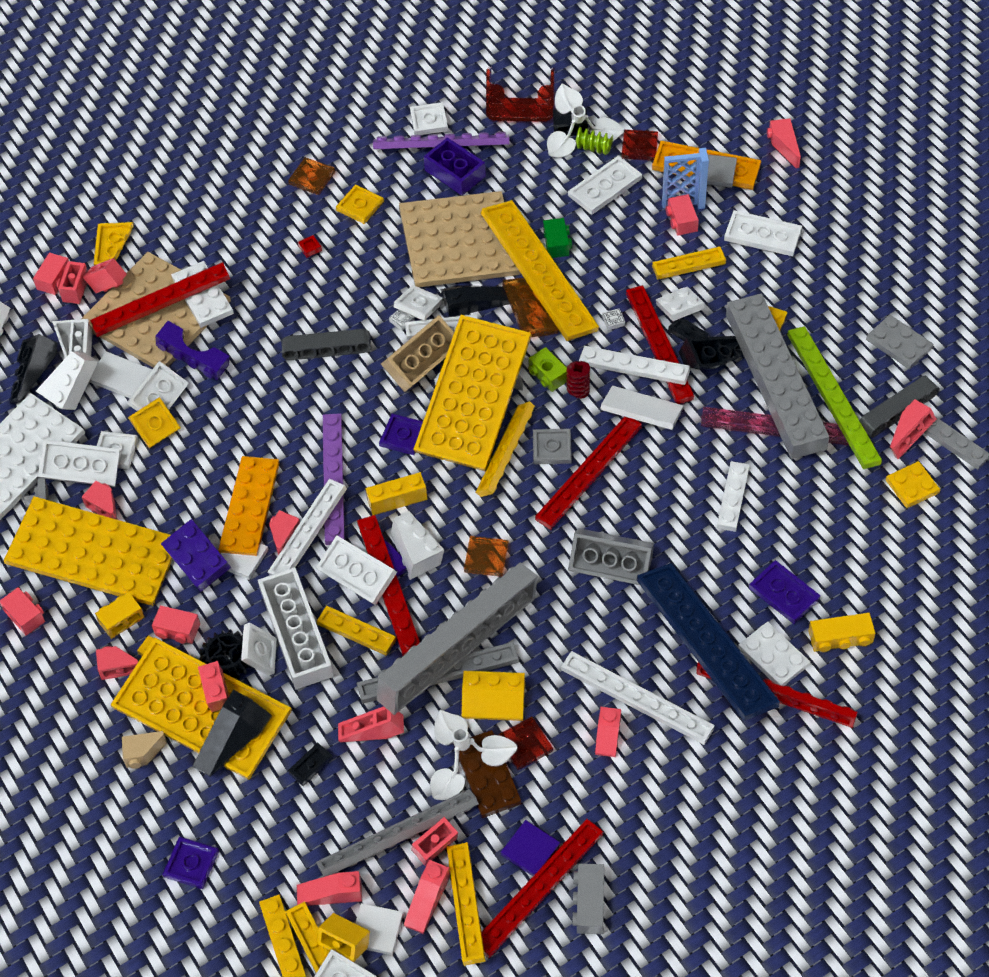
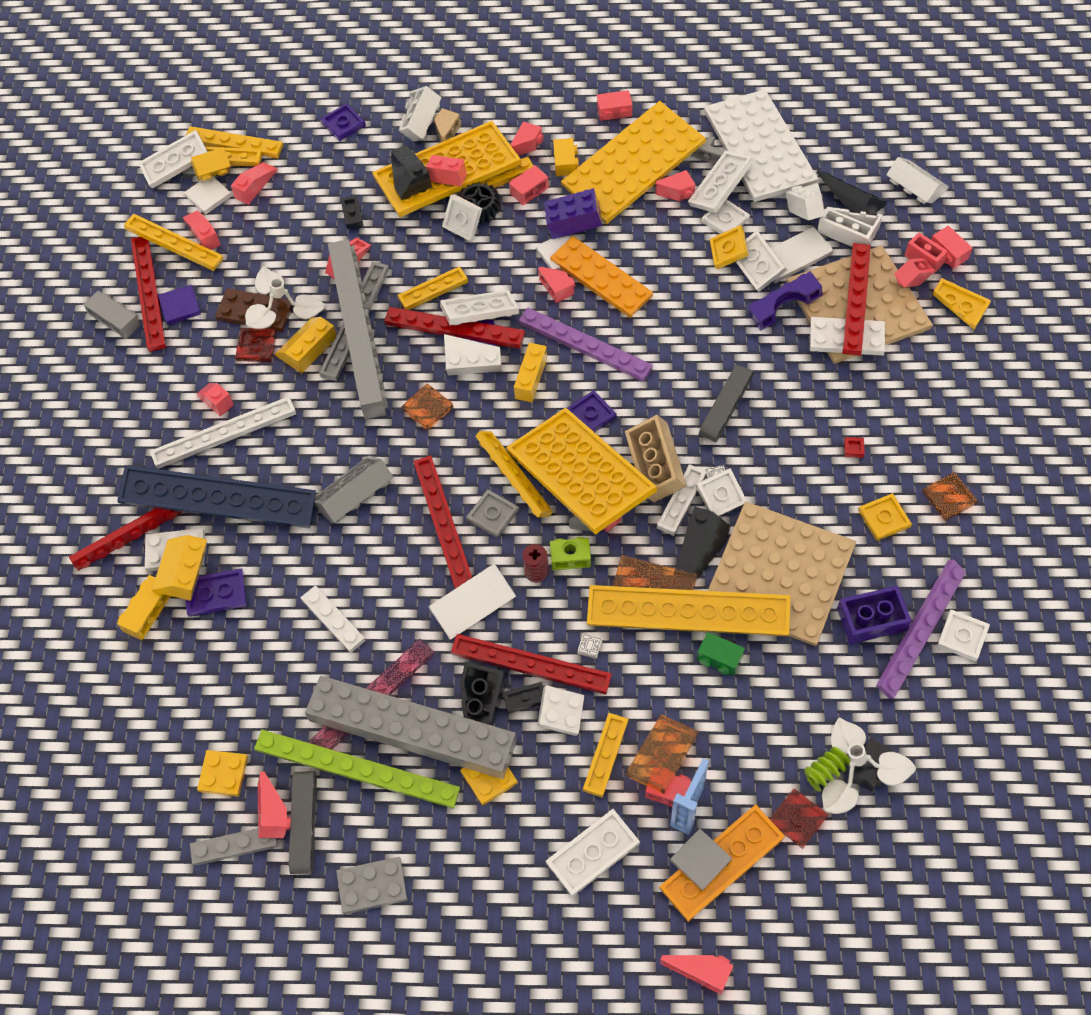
camera: 125 degrees right, 5 degrees up
(142, 777) = (419, 113): none -> white wedge
(295, 628) = (462, 247): white brick -> none
(308, 527) = (543, 296): white plate -> none
(396, 833) = (257, 235): light grey plate -> none
(434, 841) = (229, 246): coral brick -> none
(519, 109) = (932, 726): clear red windscreen -> none
(605, 185) = (761, 744): white plate -> none
(635, 365) = (520, 624): white plate -> none
(662, 225) = (662, 753): none -> clear orange tile
(790, 616) = (180, 566): none -> yellow slope

